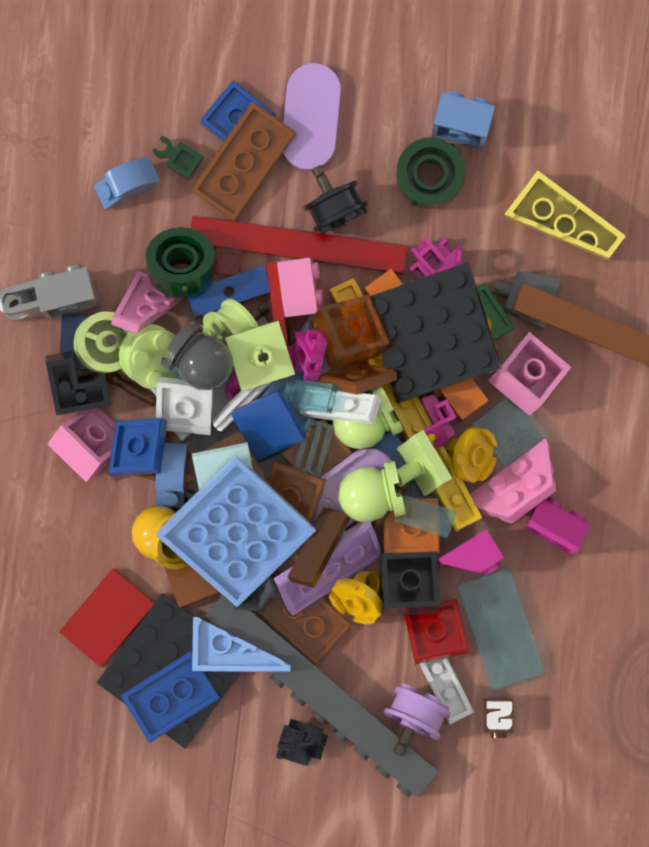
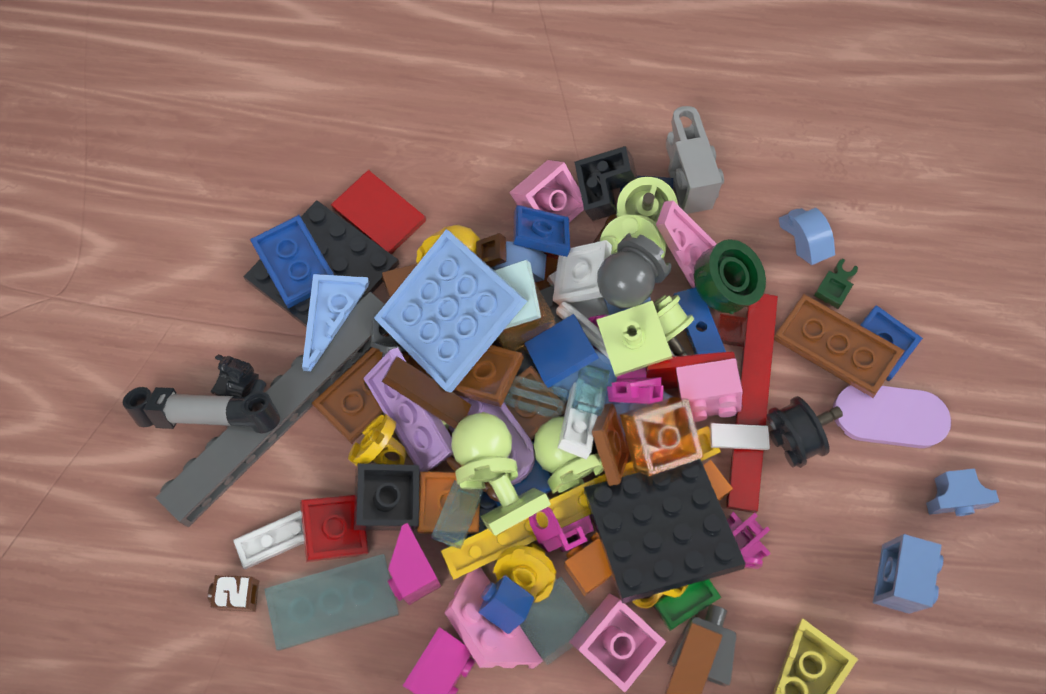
camera: 85 degrees right, 15 degrees down
(166, 495) = (492, 249): none -> reddish brown tile
(331, 799) = (167, 408): none -> black piece
(339, 259) = (739, 436): none -> white piece
(385, 64) = (960, 493): none -> medium blue brick
(416, 714) = (242, 499): lavender wheel -> none
(430, 151) = (860, 522): dark green piece -> none
(502, 470) = (505, 604): none -> blue brick

